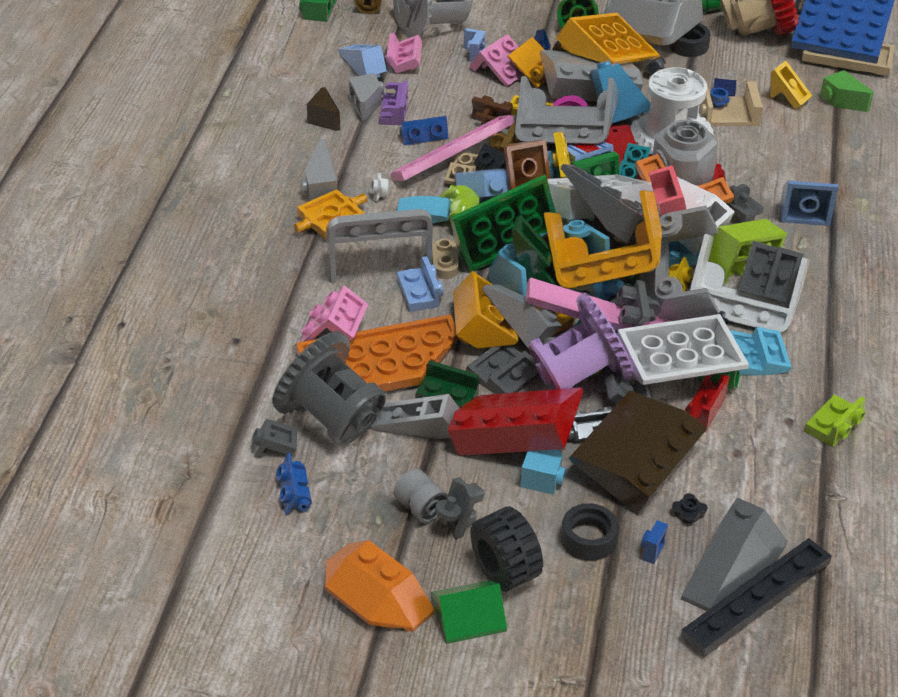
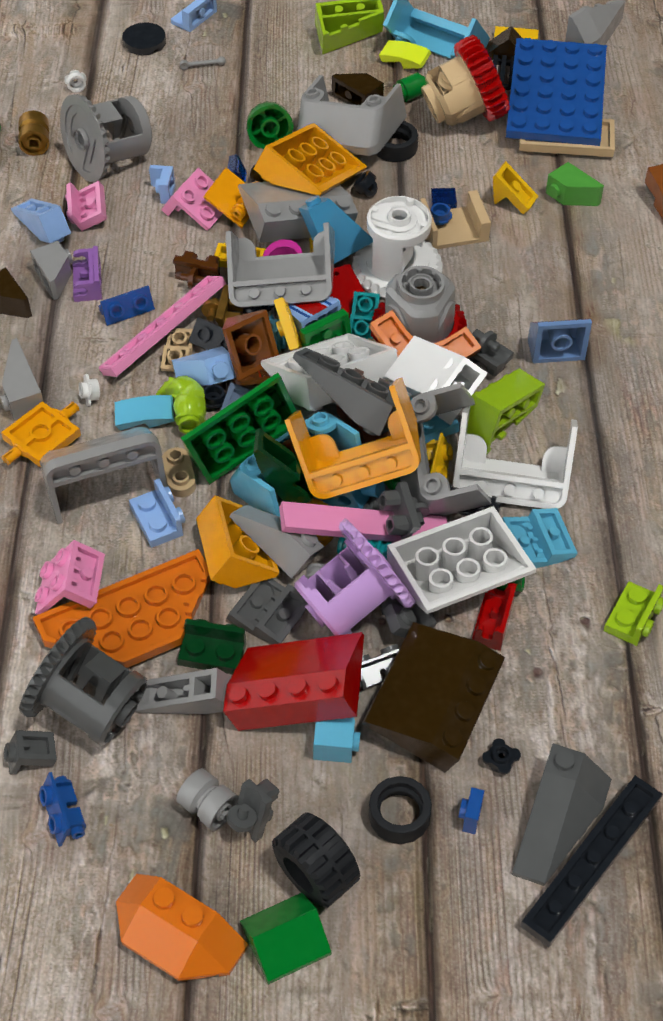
camera: 10 degrees left, 10 degrees up
(667, 190) = (413, 364): coral panel -> none
(770, 272) = (536, 439): dark grey slope -> none

